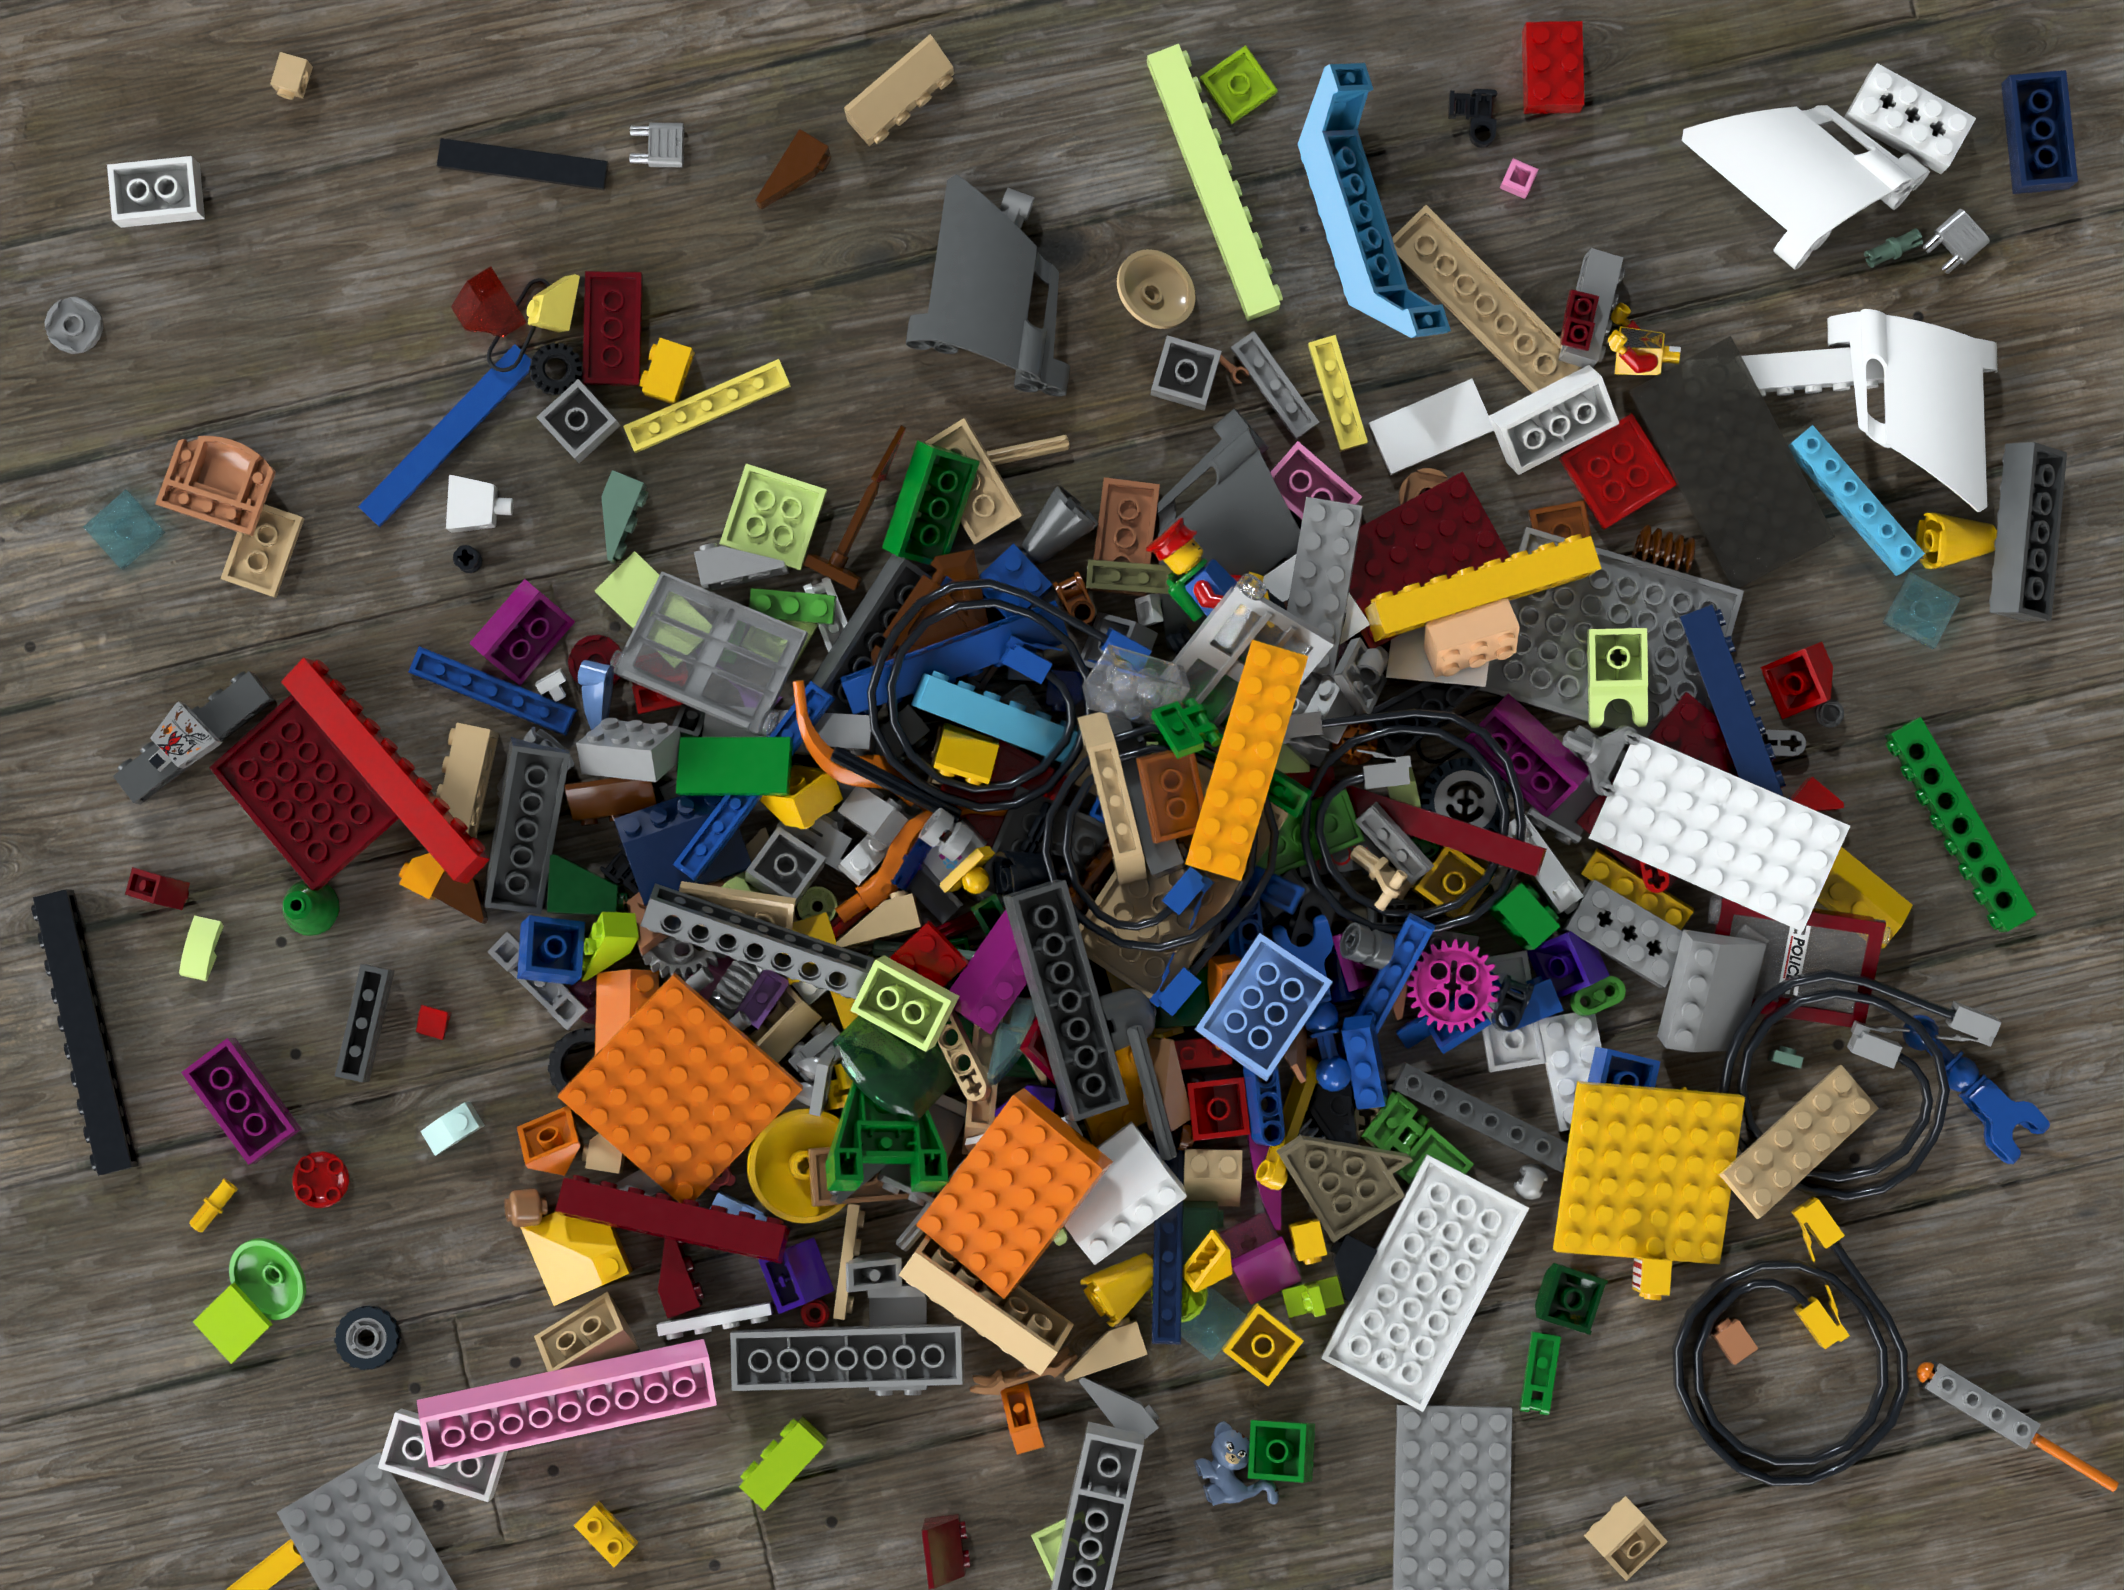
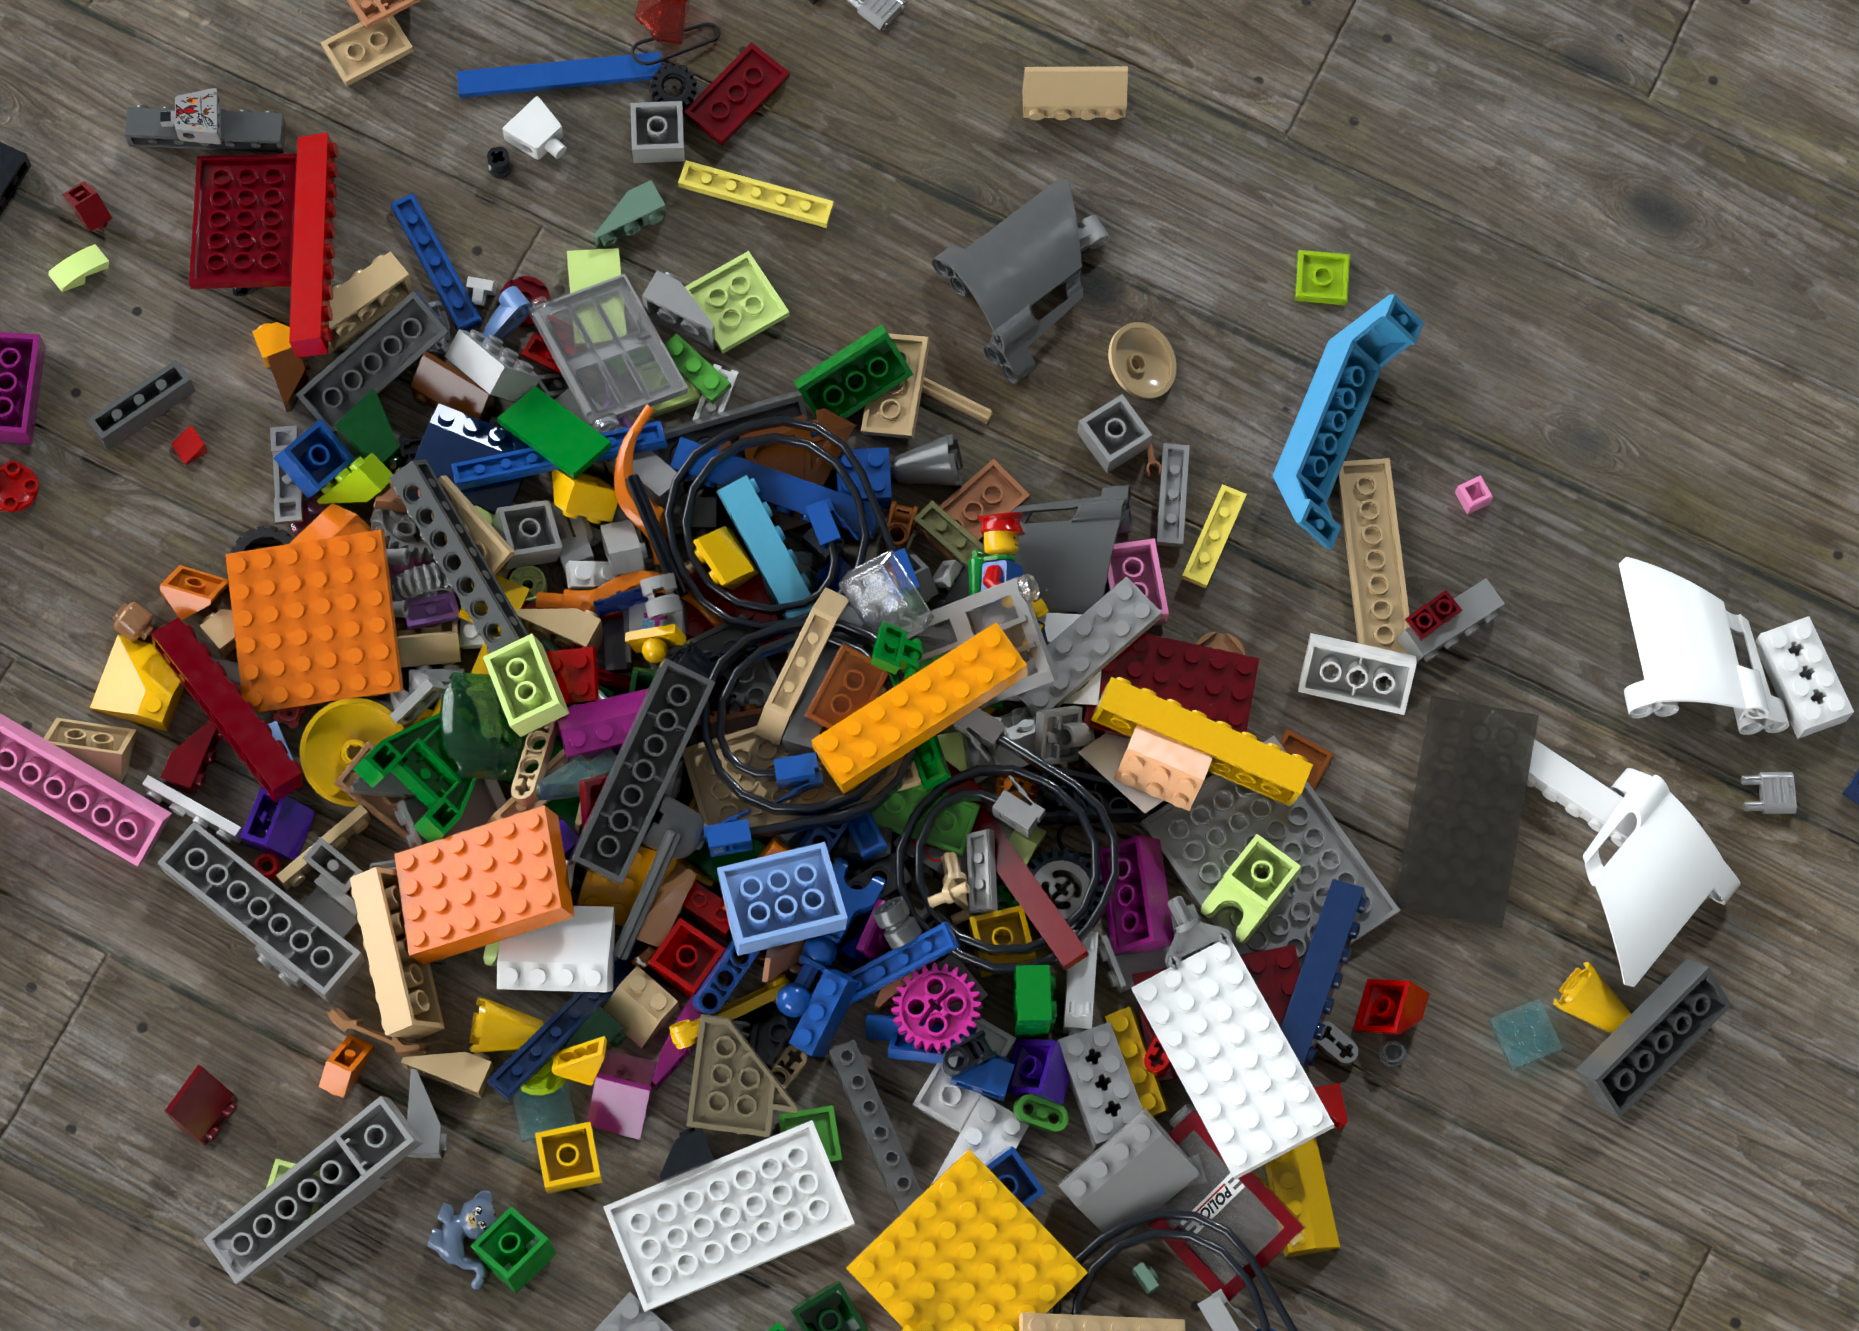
camera: 35 degrees right, 15 degrees down
(309, 910) = (175, 300): green cone -> none
(452, 1127) = (135, 526): light aqua slope -> none
(522, 632) = (491, 239): magenta slope -> none
(554, 305) = (709, 46): light yellow slope -> none
(667, 371) = (749, 149): yellow brick -> none
(782, 1462) = (146, 947): lime brick -> none
(797, 166) = (957, 89): reddish brown slope -> none
(835, 565) = (838, 325): reddish brown piece -> none
(1213, 182) = (1246, 327): yellowish green brick -> none
(1307, 1240) = (668, 1108): yellow brick -> none
(1313, 1297) = (637, 1157): lime bracket -> none
(1392, 1121) = (805, 1076): bright green plate -> none
(1431, 427) = (1263, 613): white tile -> none
(1478, 107) = (1482, 426): black piece -> none
(1530, 1181) = (873, 1208): light grey piece -> none
(1553, 67) = (1562, 438): red brick -> none
(1617, 471) = (1376, 752): red plate -> none
(1637, 349) = (1460, 671): torso -> none
(1665, 548) = (1364, 833): reddish brown piece -> none
(1855, 501) = (1538, 913): medium azure brick -> none
(1893, 248) = (1717, 759): sand green pin -> none
(2018, 906) = (1445, 1119): green brick -> none

